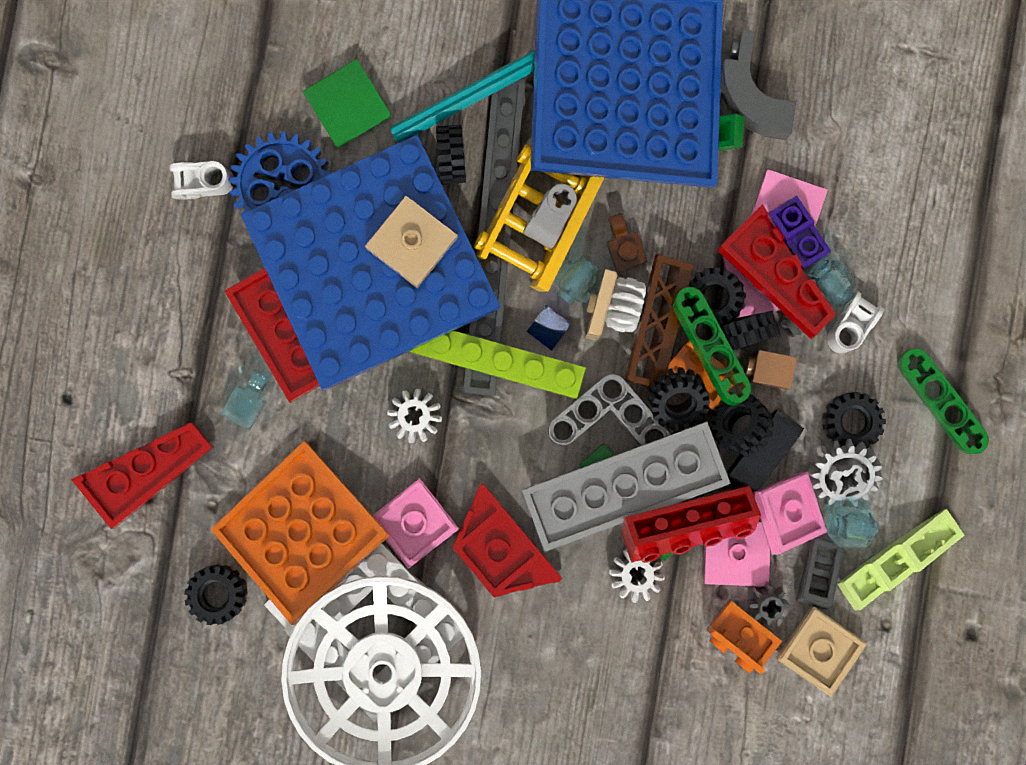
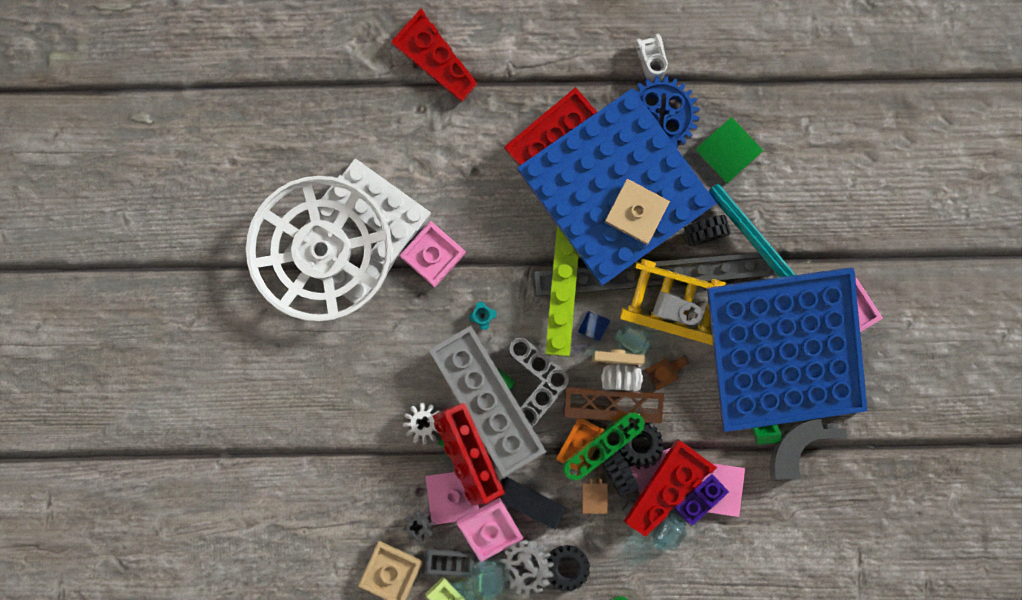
camera: 75 degrees right, 5 degrees down
(197, 600) = (356, 109): black tyre -> none
(244, 404) = (496, 118): clear light blue plate -> none
(299, 532) = (412, 173): orange plate -> none
(404, 411) = (512, 232): white gear -> none
(498, 471) = (480, 309): none -> teal plate
(500, 549) = (424, 319): red wing -> none
(684, 412) = (570, 425): black tyre -> none
(743, 636) = (390, 512): orange bracket -> none
(751, 436) = (541, 488): black tyre -> none
(857, 319) = (644, 557): white piece -> none

